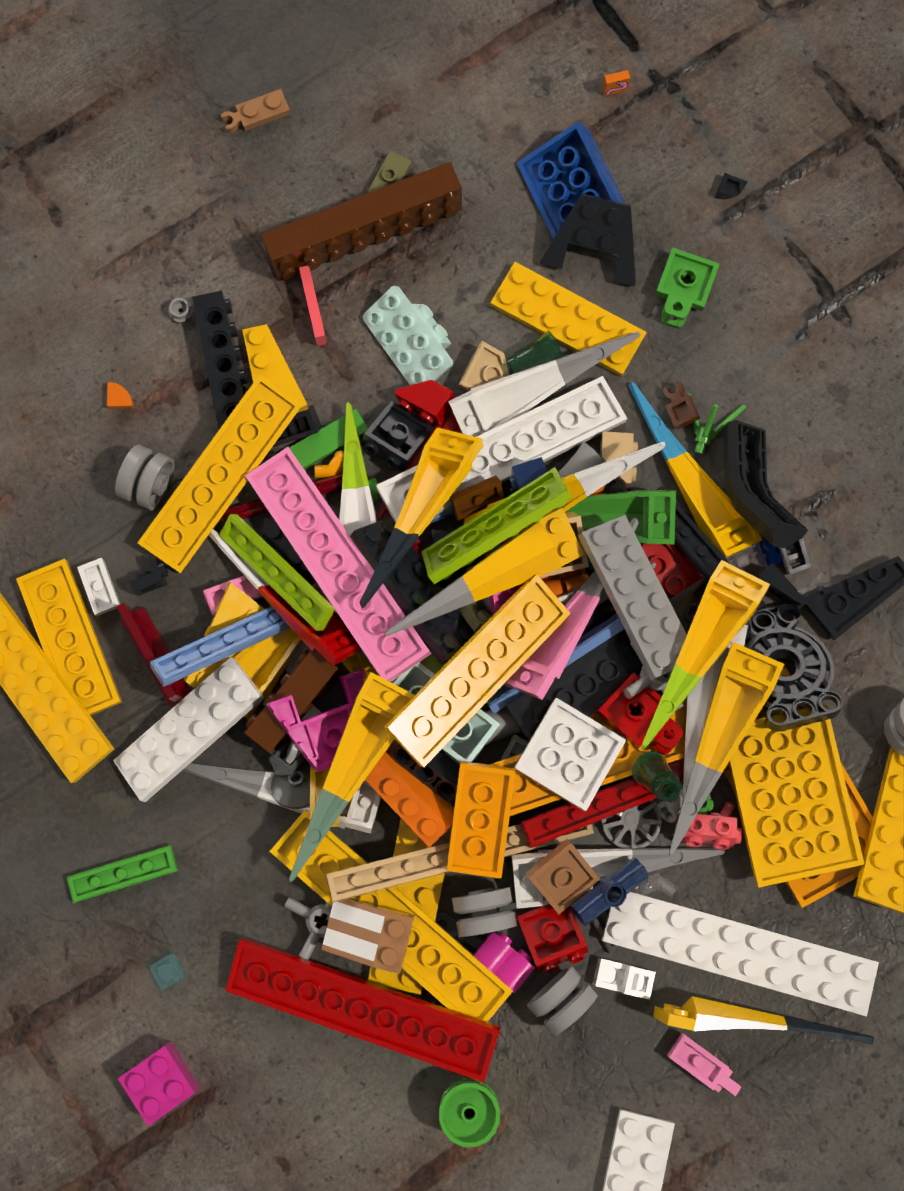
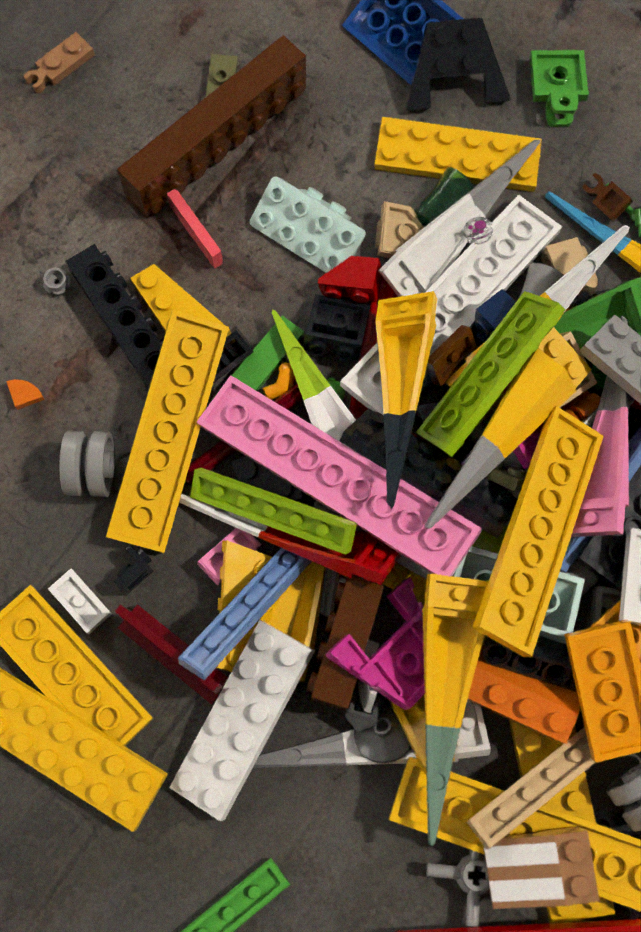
camera: 25 degrees left, 5 degrees down
(551, 396) = (478, 230): none -> clear tile

